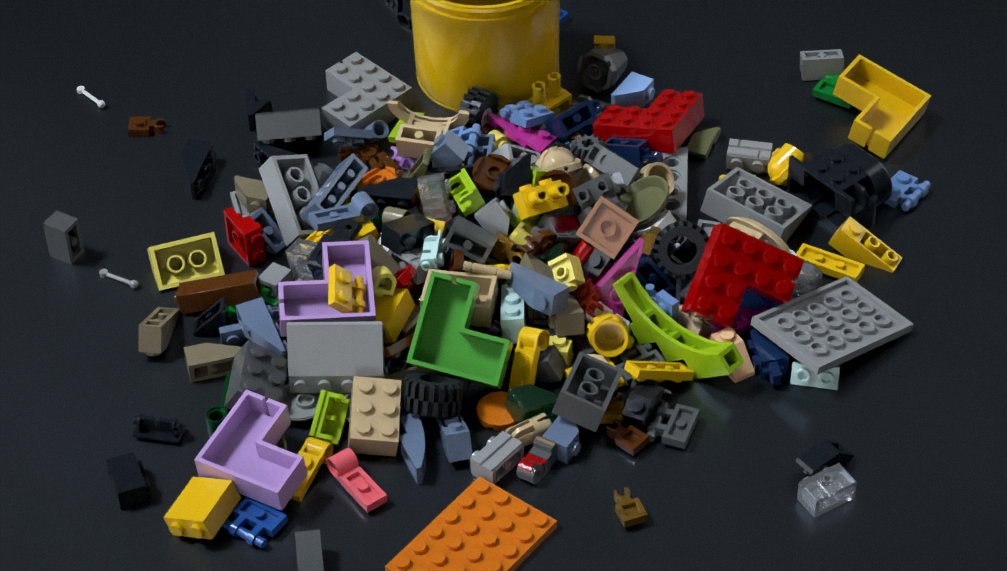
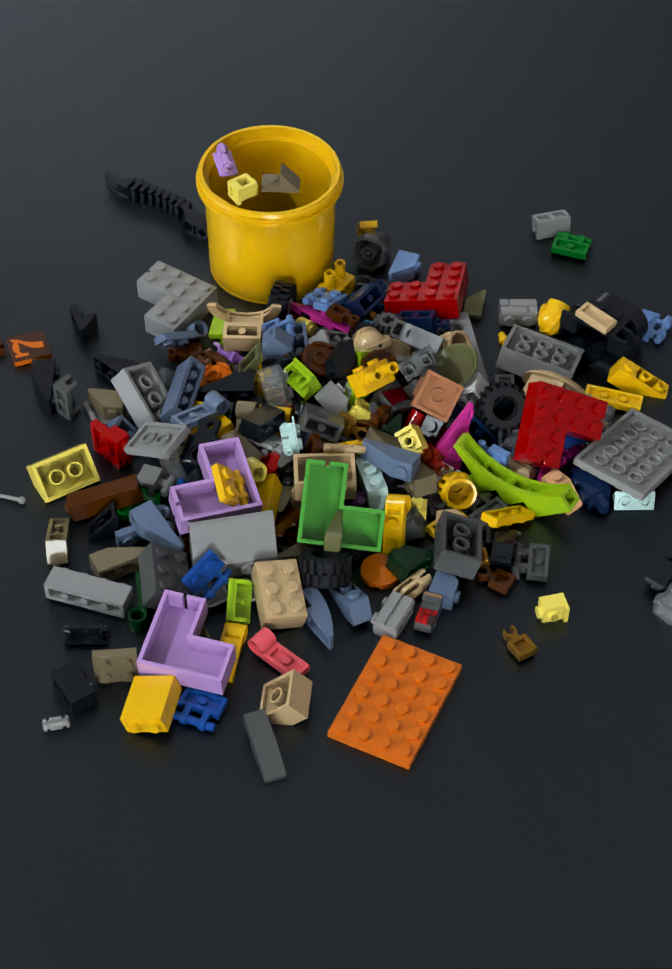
camera: 15 degrees left, 5 degrees up
(98, 513) = (55, 723): none -> light grey piece
(172, 385) = (88, 591): none -> light grey brick
(173, 461) = (115, 665): none -> dark tan plate
(190, 126) = (28, 347): none -> reddish brown tile
(210, 182) = (64, 397): none -> dark grey hinge
(288, 125) = (119, 335): dark grey brick -> none
(288, 236) = (157, 440): none -> light grey plate
(294, 380) = (203, 572): none -> blue plate
(351, 526) = (287, 698): none -> tan slope
(447, 357) = (333, 535): none -> olive slope
(536, 131) = (341, 314): none -> reddish brown plate
(650, 238) = (474, 397): pearl gold plate -> none
(679, 476) = (552, 608): none -> light yellow brick
(824, 168) = (596, 318): none -> tan tile
(886, 102) = (617, 250): yellow piece -> none

